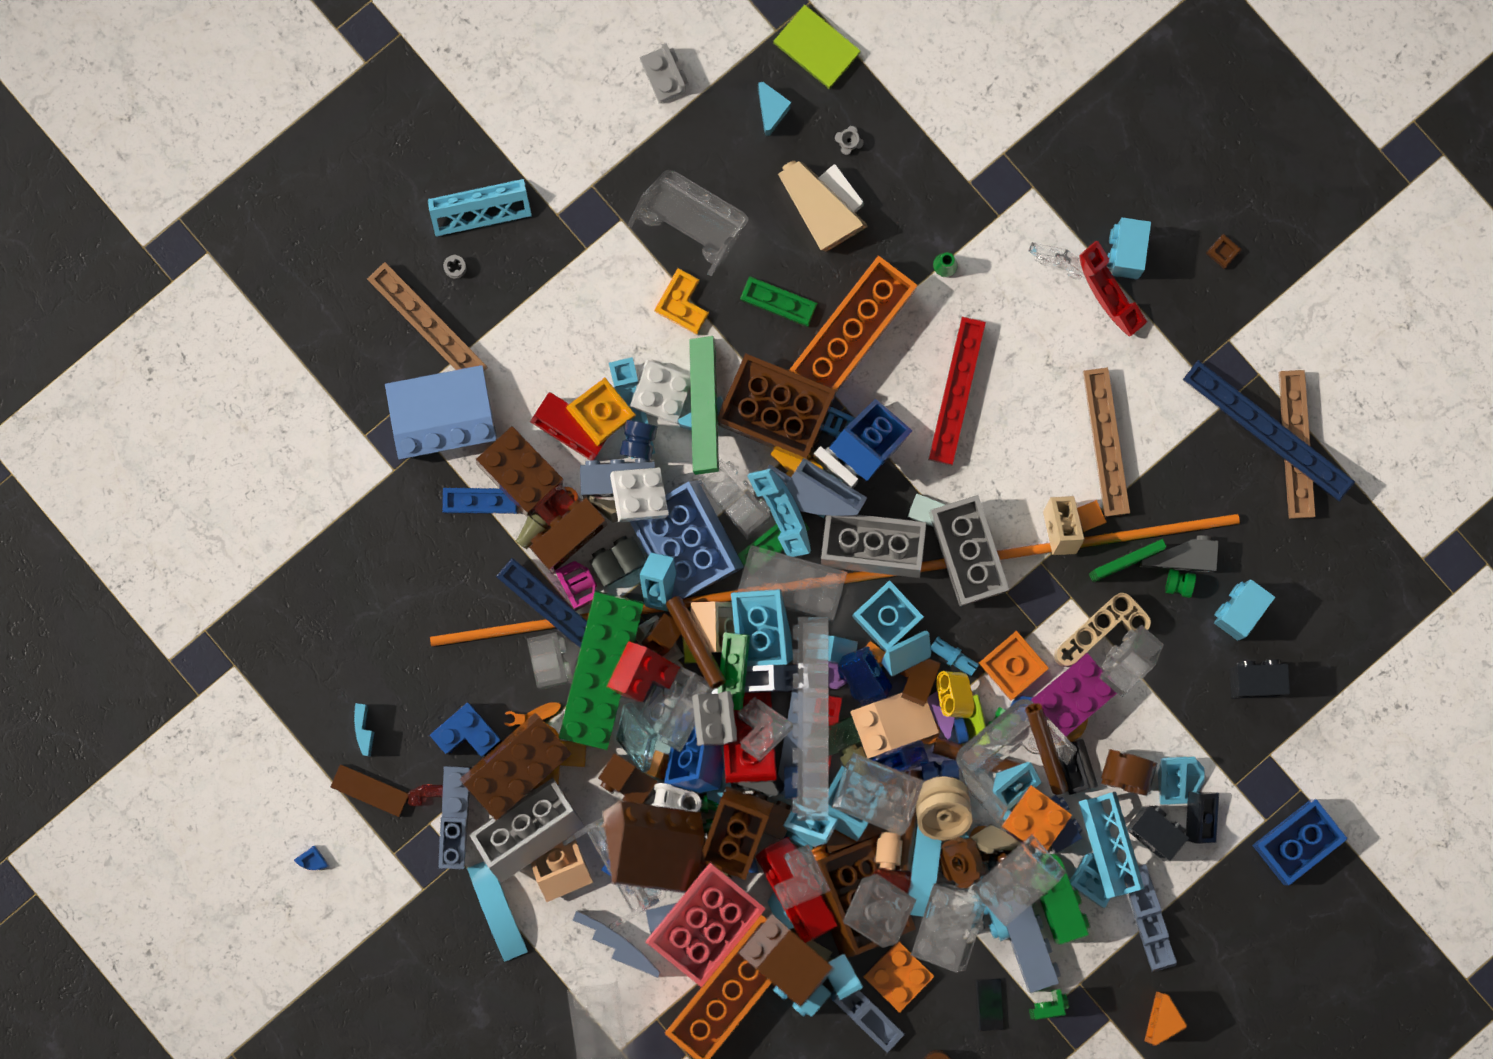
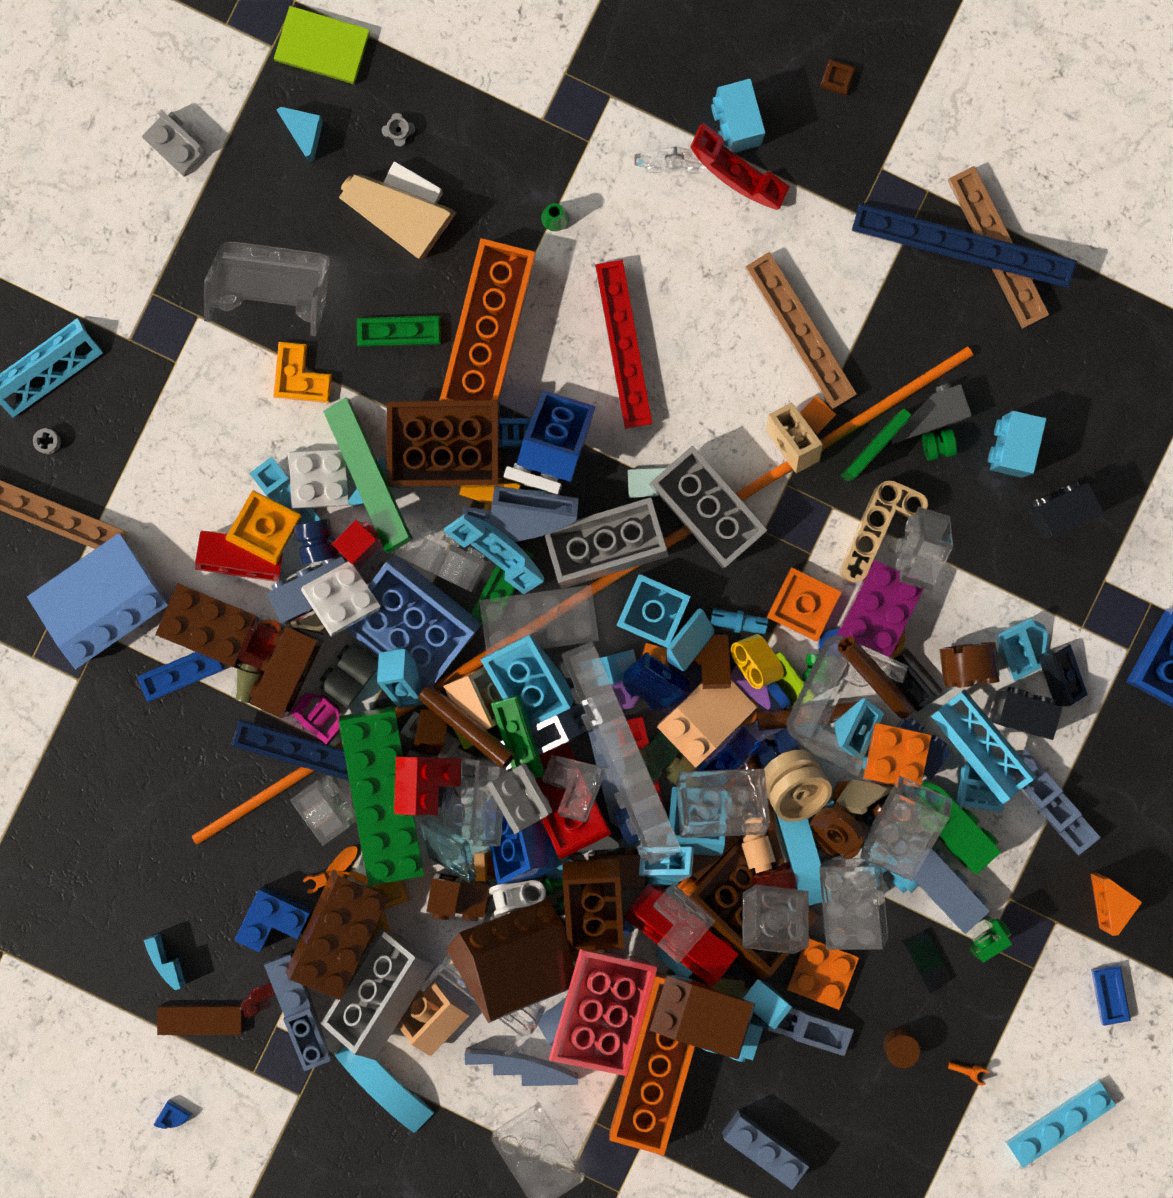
camera: 20 degrees left, 5 degrees up
(673, 456) = (358, 542): none -> red brick

